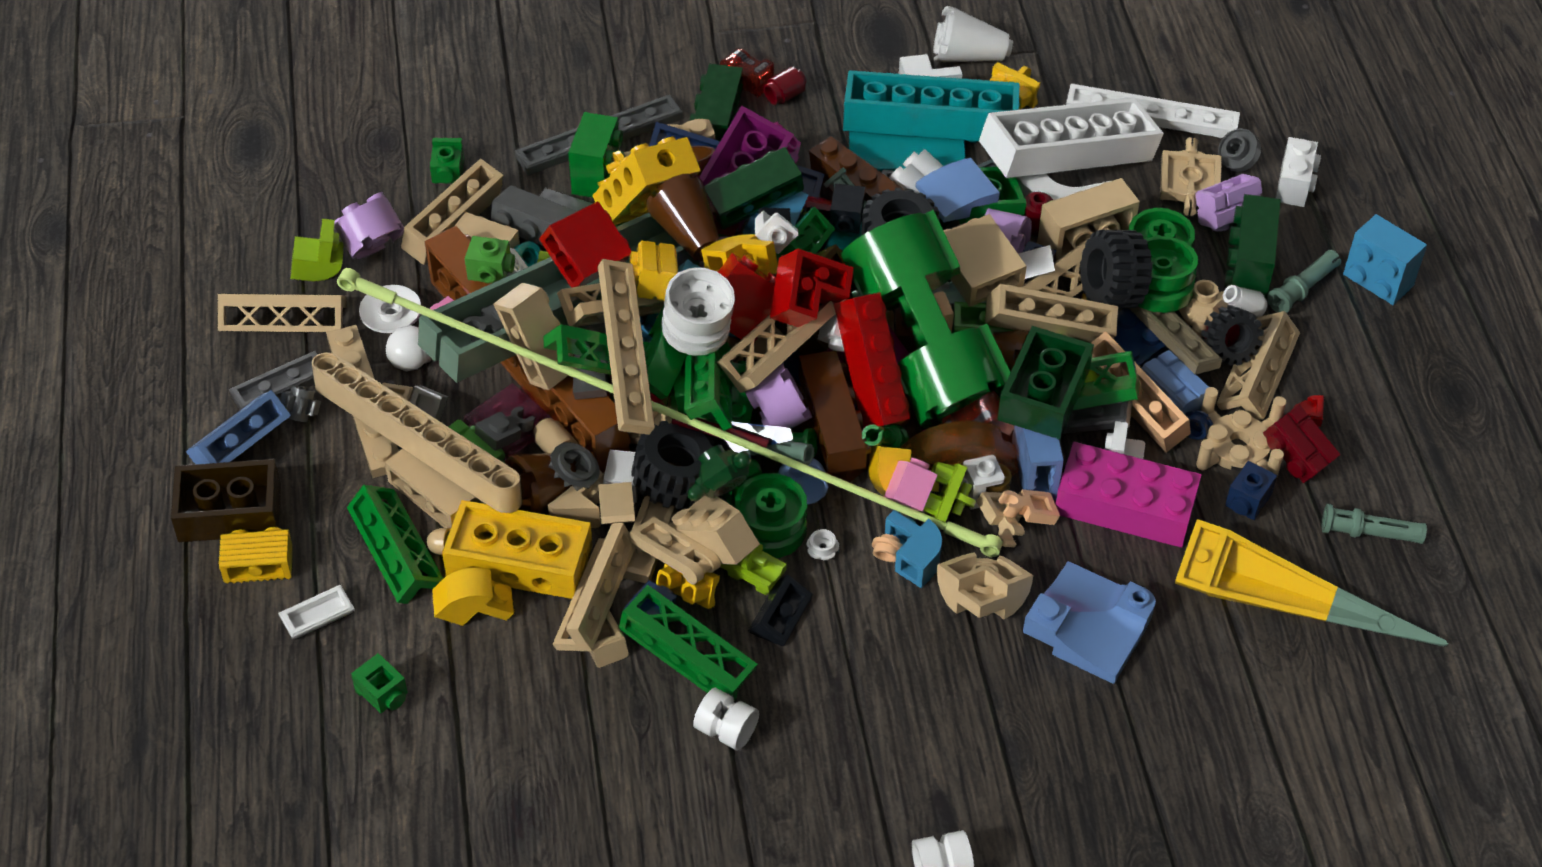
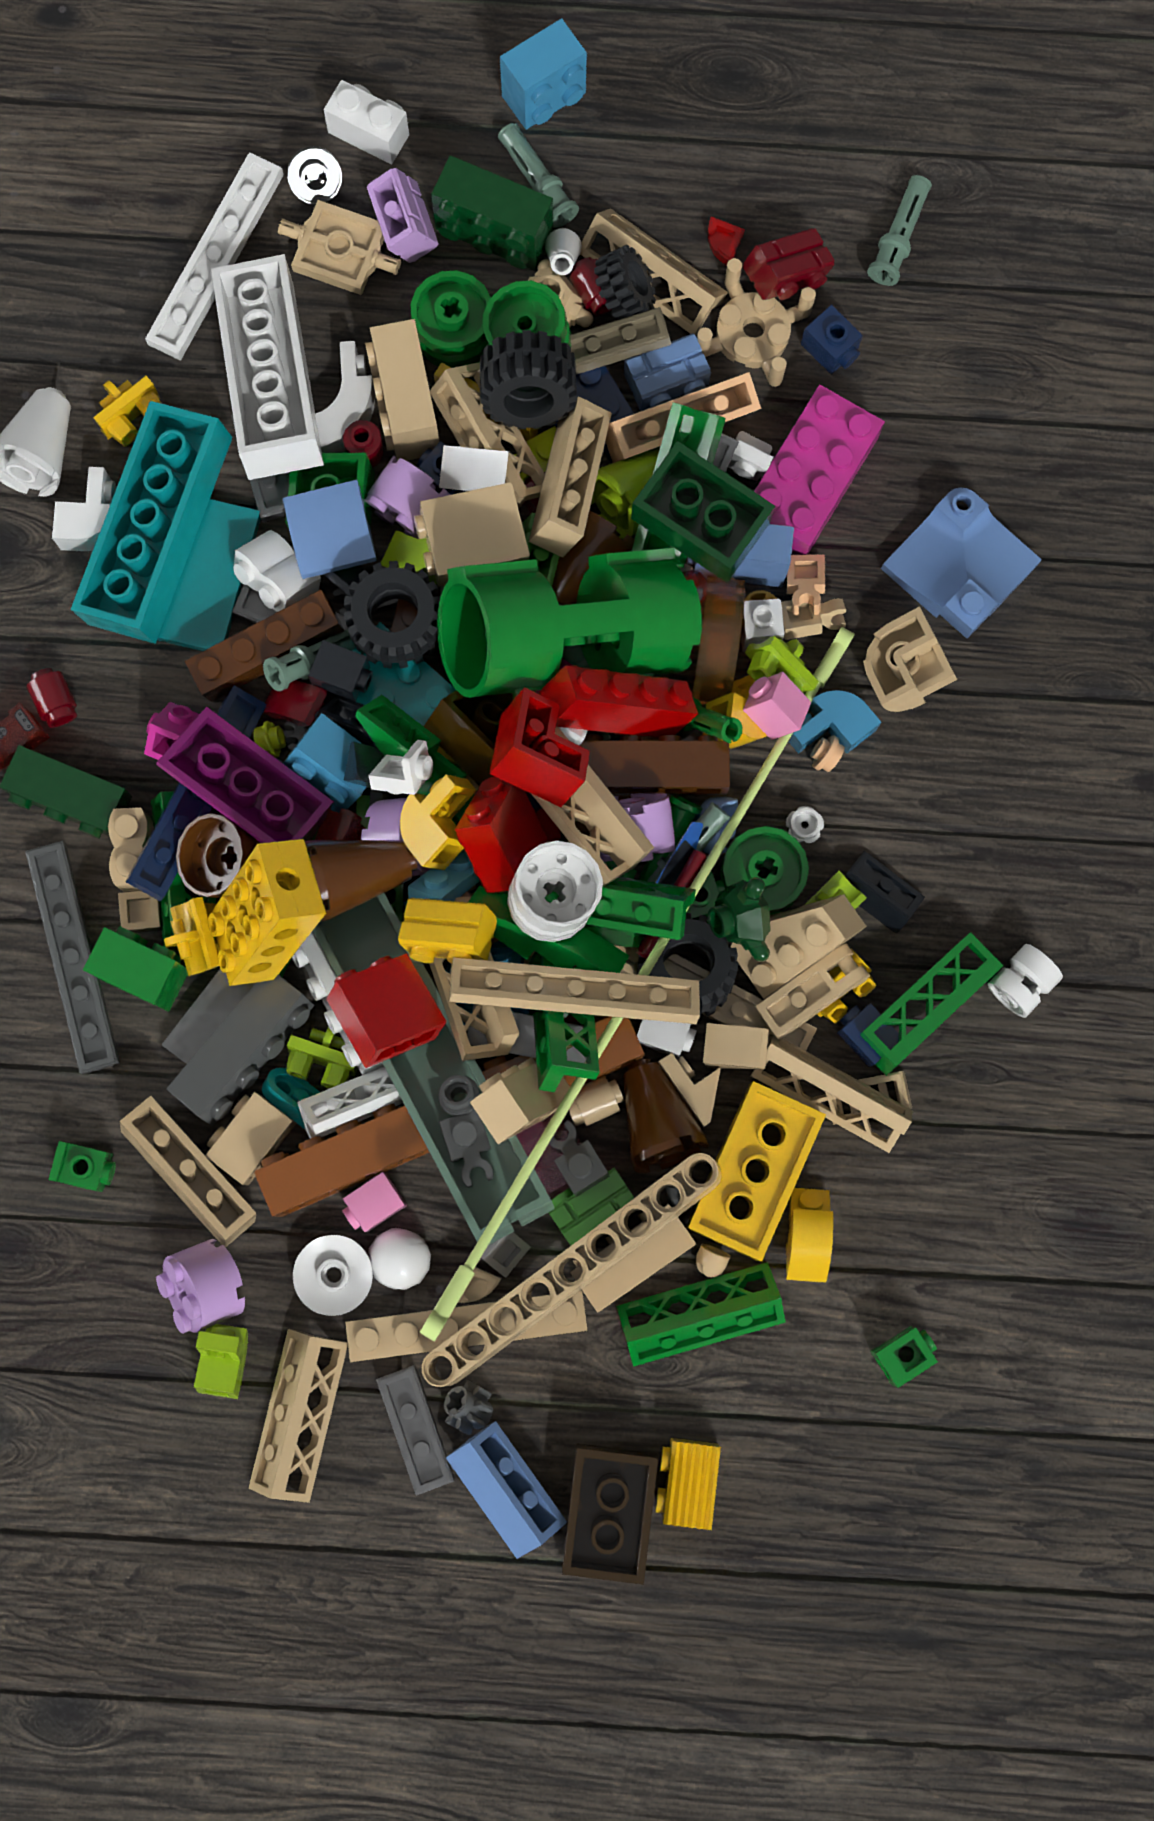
camera: 80 degrees left, 30 degrees up
(316, 612) = (780, 1418): white tile -> none
(488, 259) = (335, 1143): bright green brick -> none
(586, 465) = (660, 1073): dark grey gear -> none
(754, 187) = (314, 778): dark green brick -> none
(1199, 424) = (723, 365): dark blue plate -> none
(1243, 572) = (941, 383): yellow plate -> none

